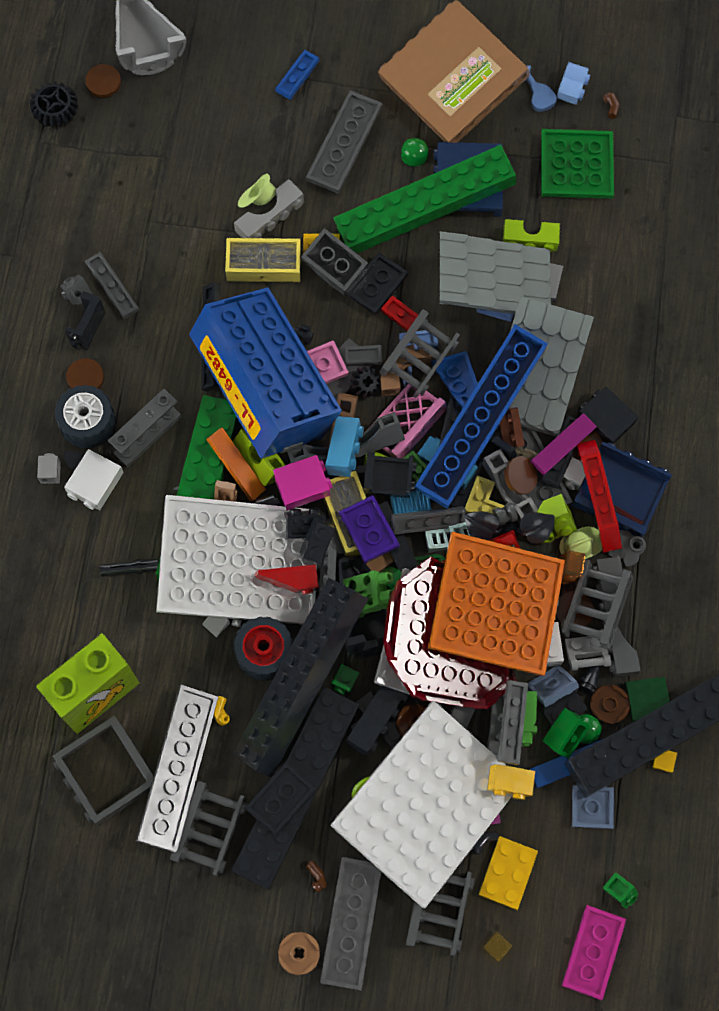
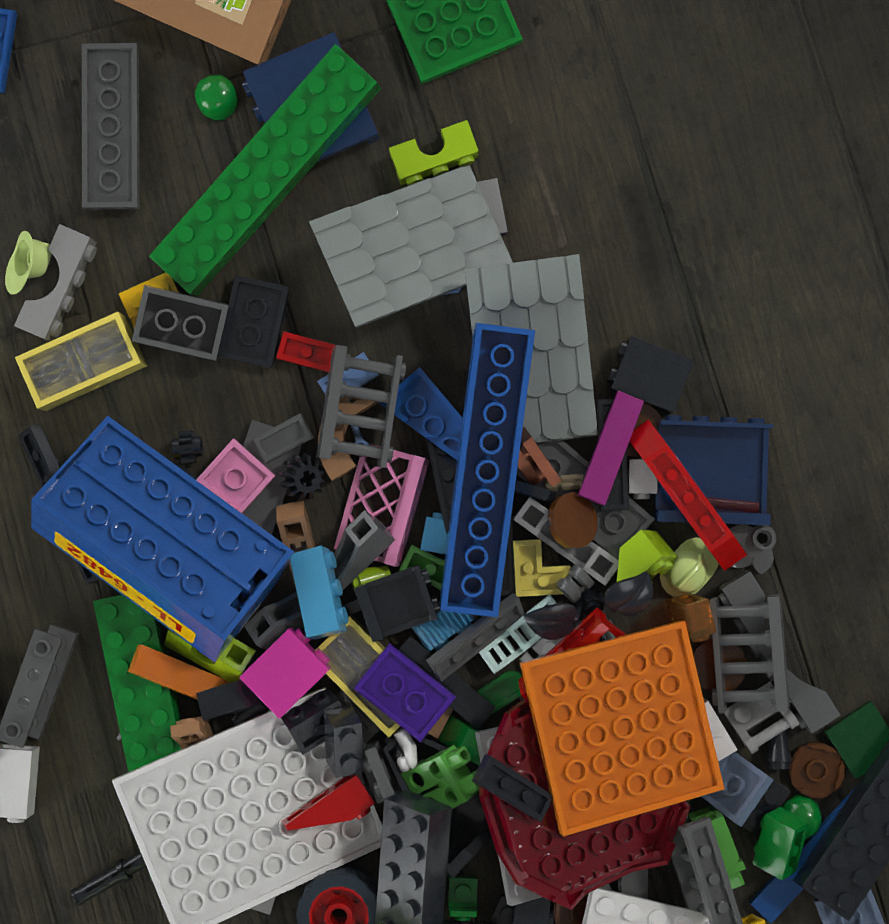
camera: 20 degrees left, 15 degrees up
(257, 485) = (226, 699): none -> black slope
(355, 565) = (409, 749): none -> white arm
(412, 600) = (512, 788): none -> black tile

